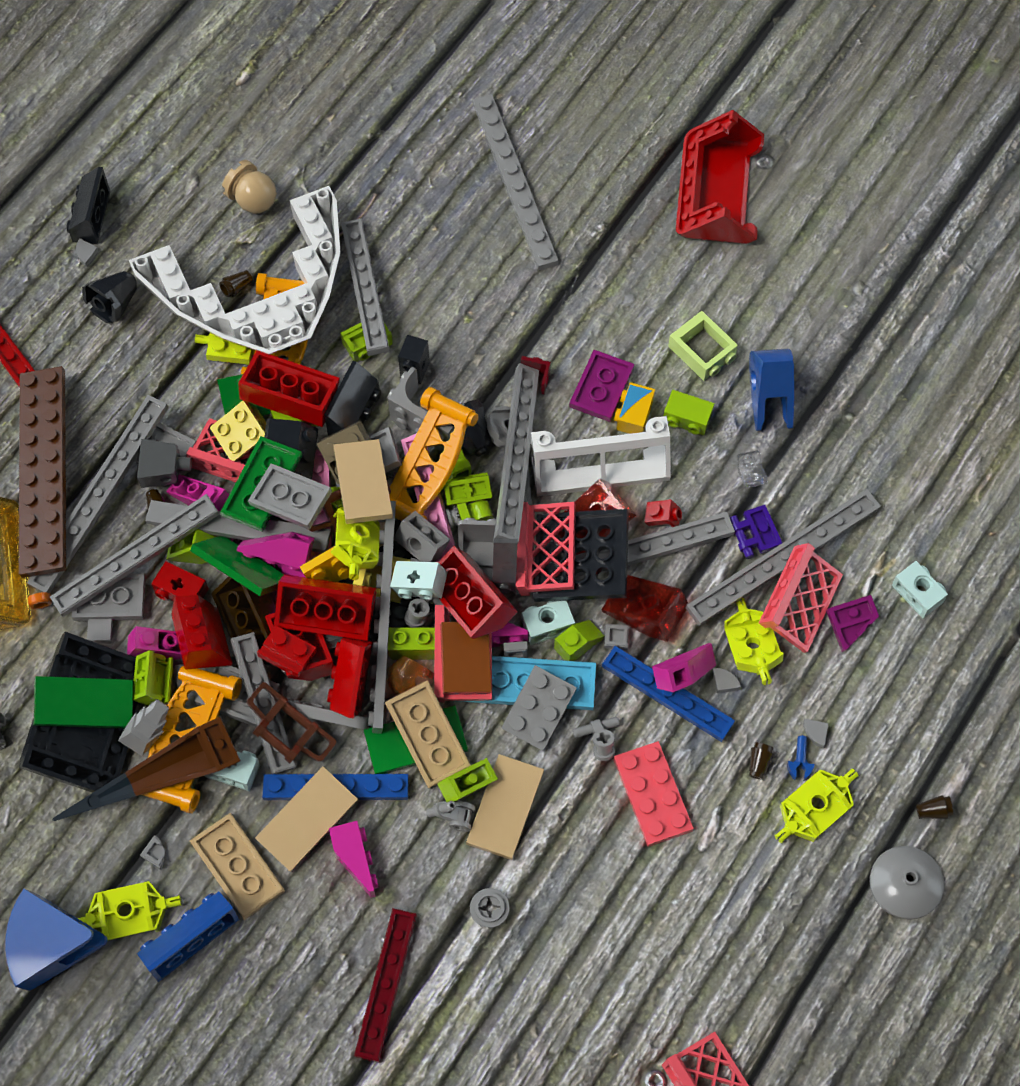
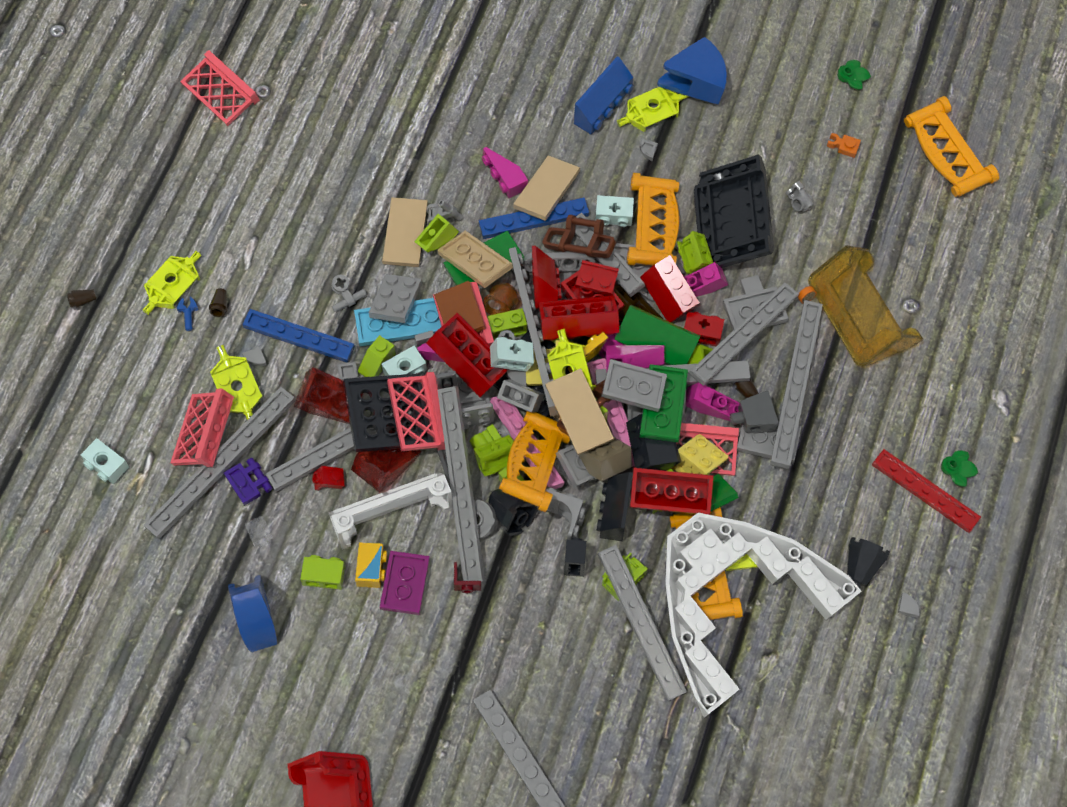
camera: 165 degrees right, 0 degrees up
(42, 472) = (851, 392): reddish brown plate -> none
(82, 702) = (736, 215): green tile -> none
(89, 207) = (923, 643): black slope -> none
(145, 727) = (684, 217): light grey connector -> none
(189, 757) = (644, 197): reddish brown plate -> none
(235, 283) = (760, 604): dark brown cone -> none
(237, 866) = (587, 153): tan tile -> none
(250, 188) = (779, 696): tan tile -> none
(385, 985) = (459, 106): dark red tile -> none
(480, 901) = (406, 160): light grey gear -> none
(653, 794) = (297, 265): coral plate -> none
(684, 668) = (287, 345): dark pink slope -> none
(688, 331) = (335, 654): yellowish green window -> none
(816, 731) = (178, 335): light grey tile -> none
(852, 619) = (158, 426): magenta wing -> none
(896, 893) = (99, 255): light grey dish -> none

